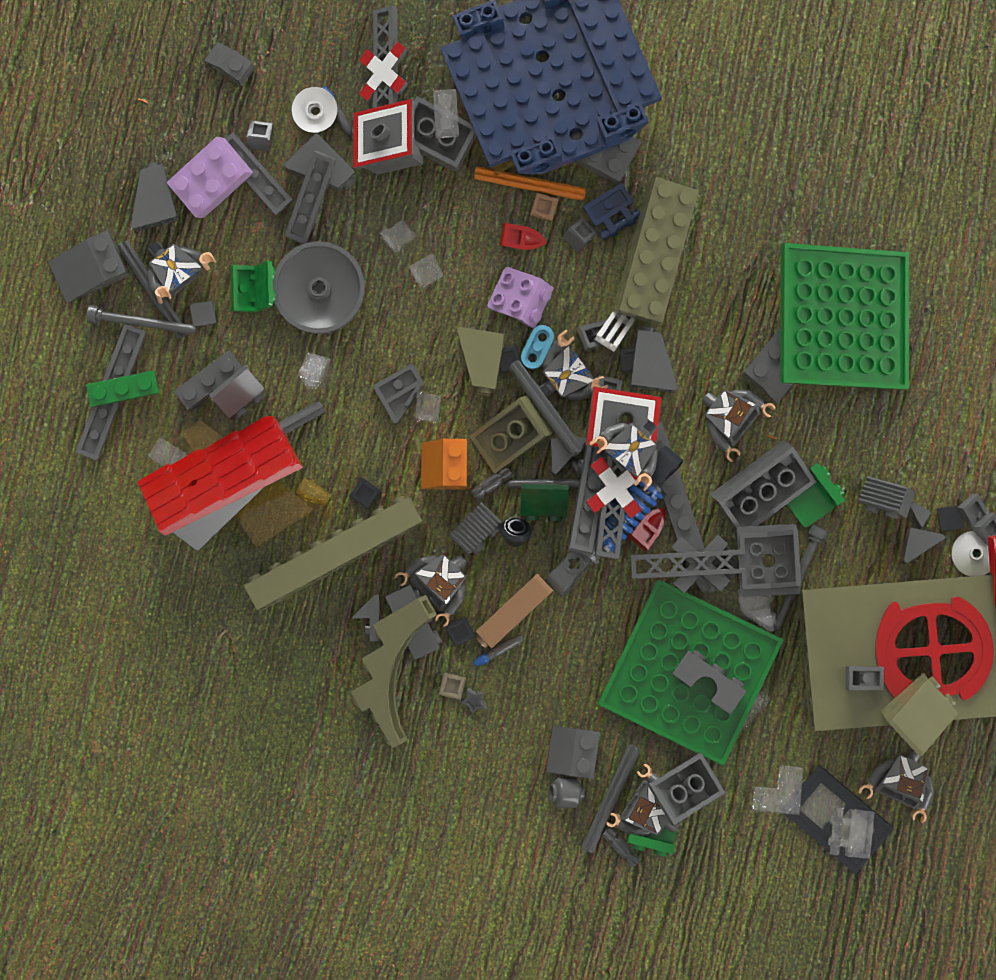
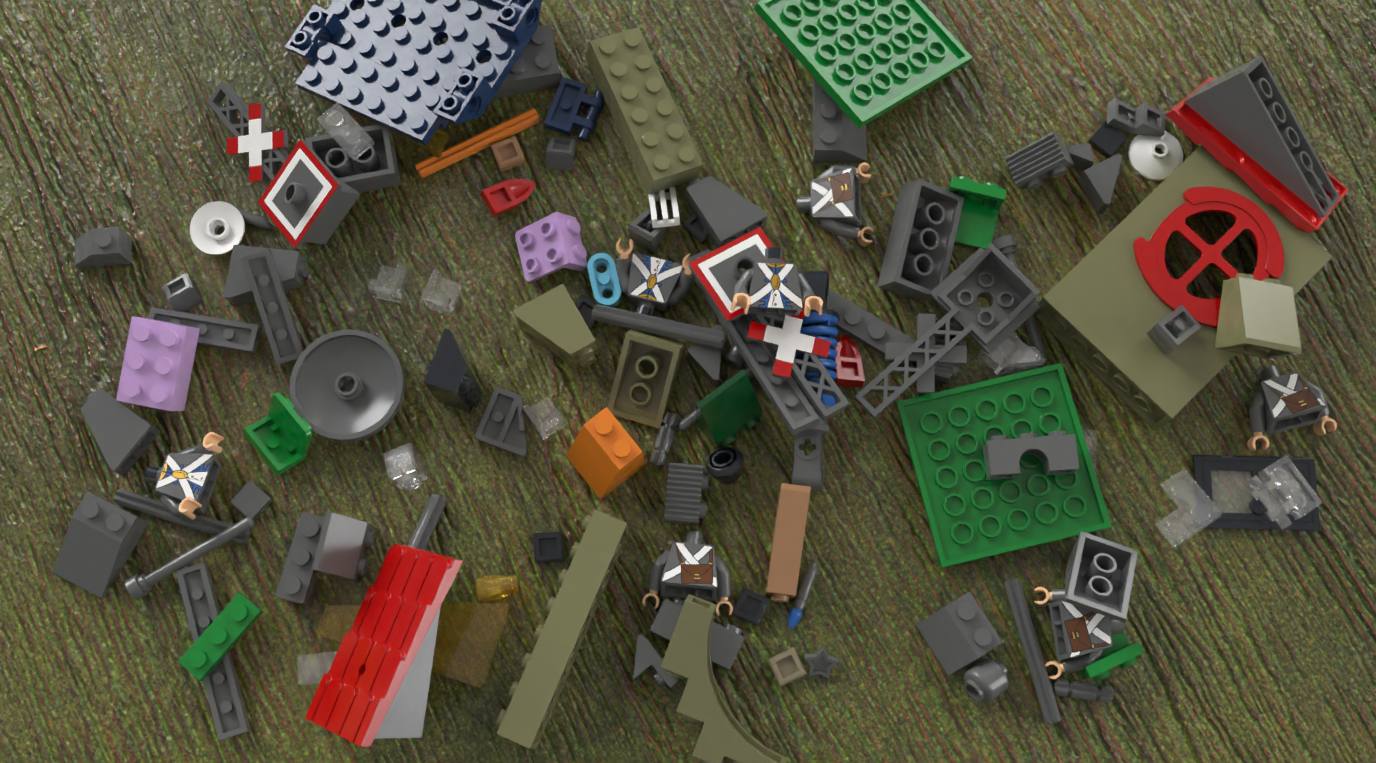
camera: 40 degrees left, 10 degrees down
(389, 337) = (451, 376): none -> black slope

